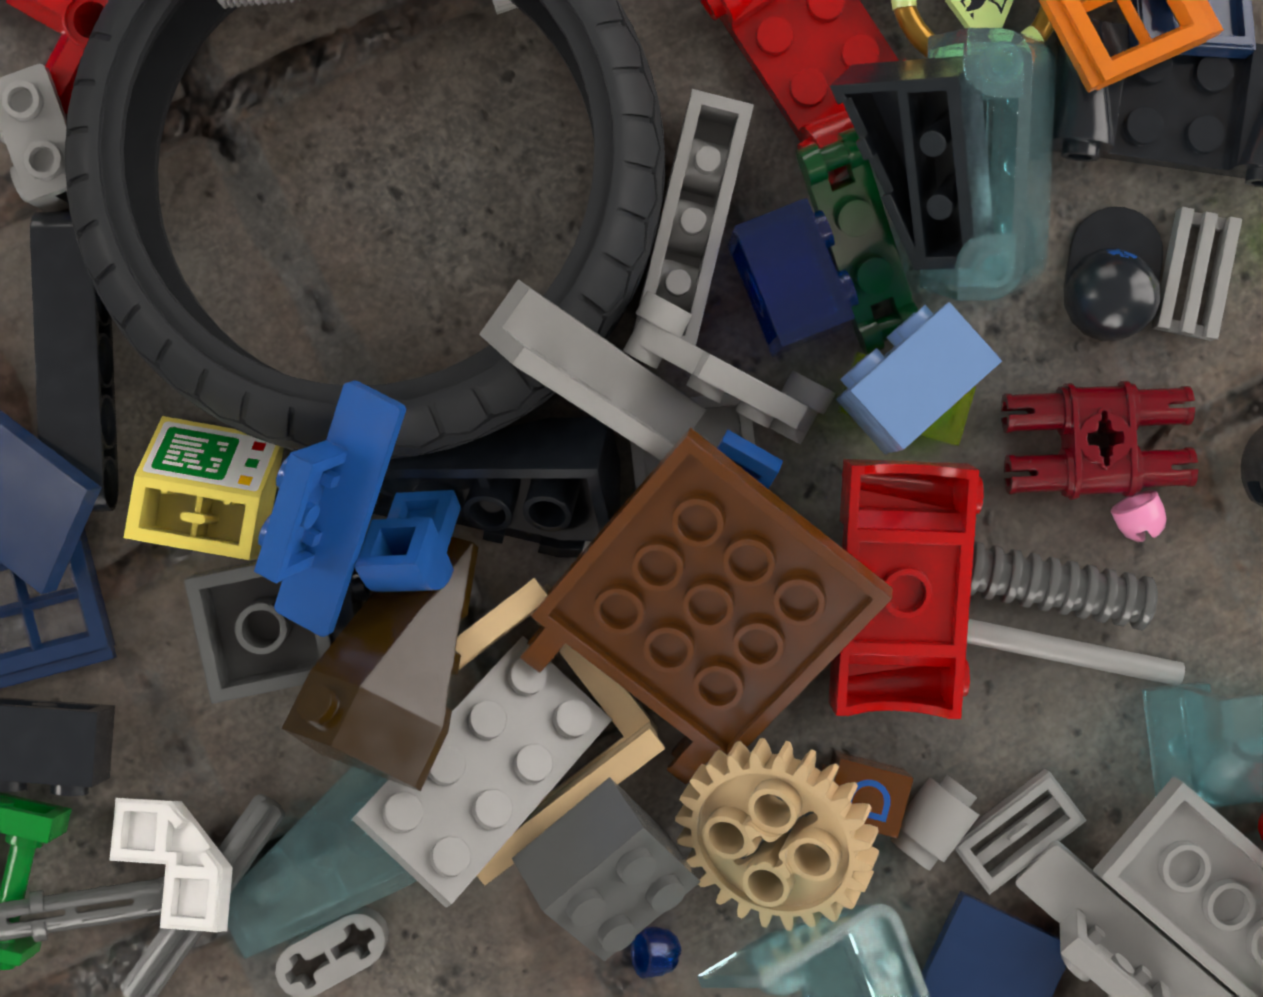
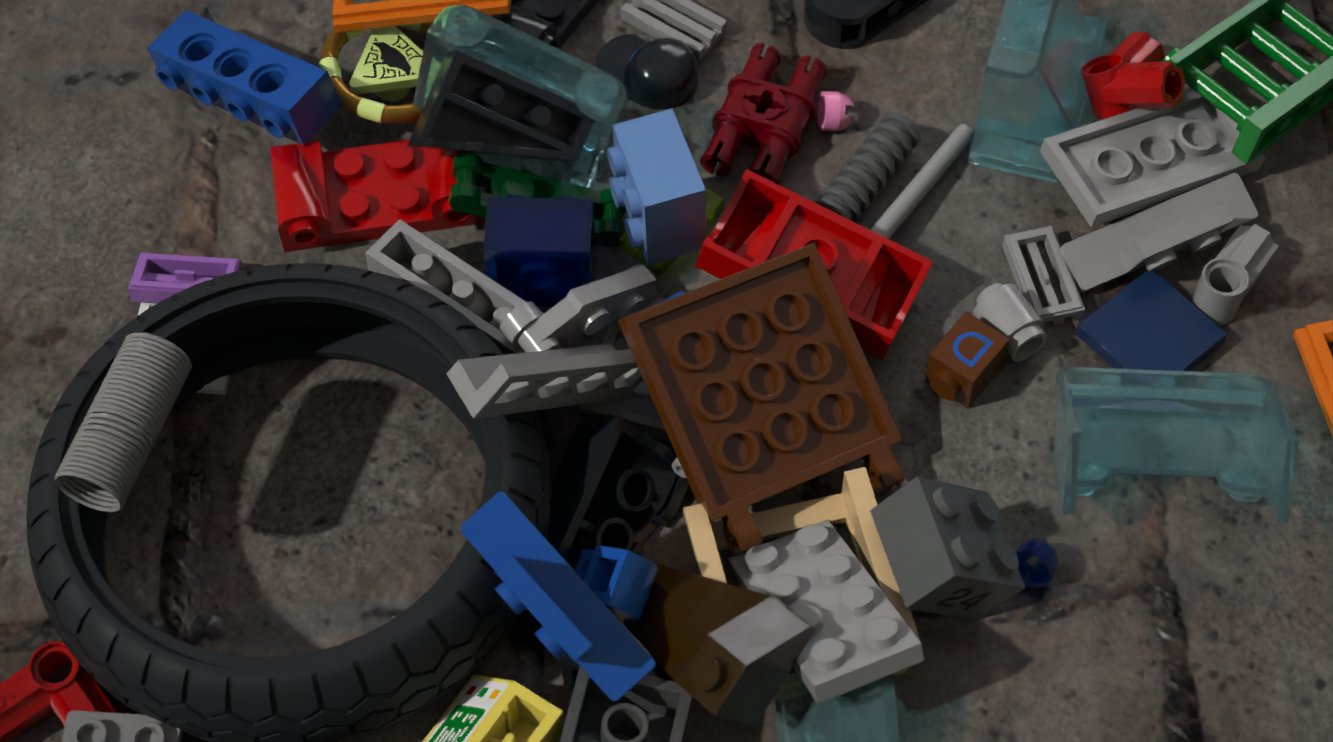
camera: 65 degrees left, 30 degrees down
(788, 870) = (1017, 409): tan gear -> none

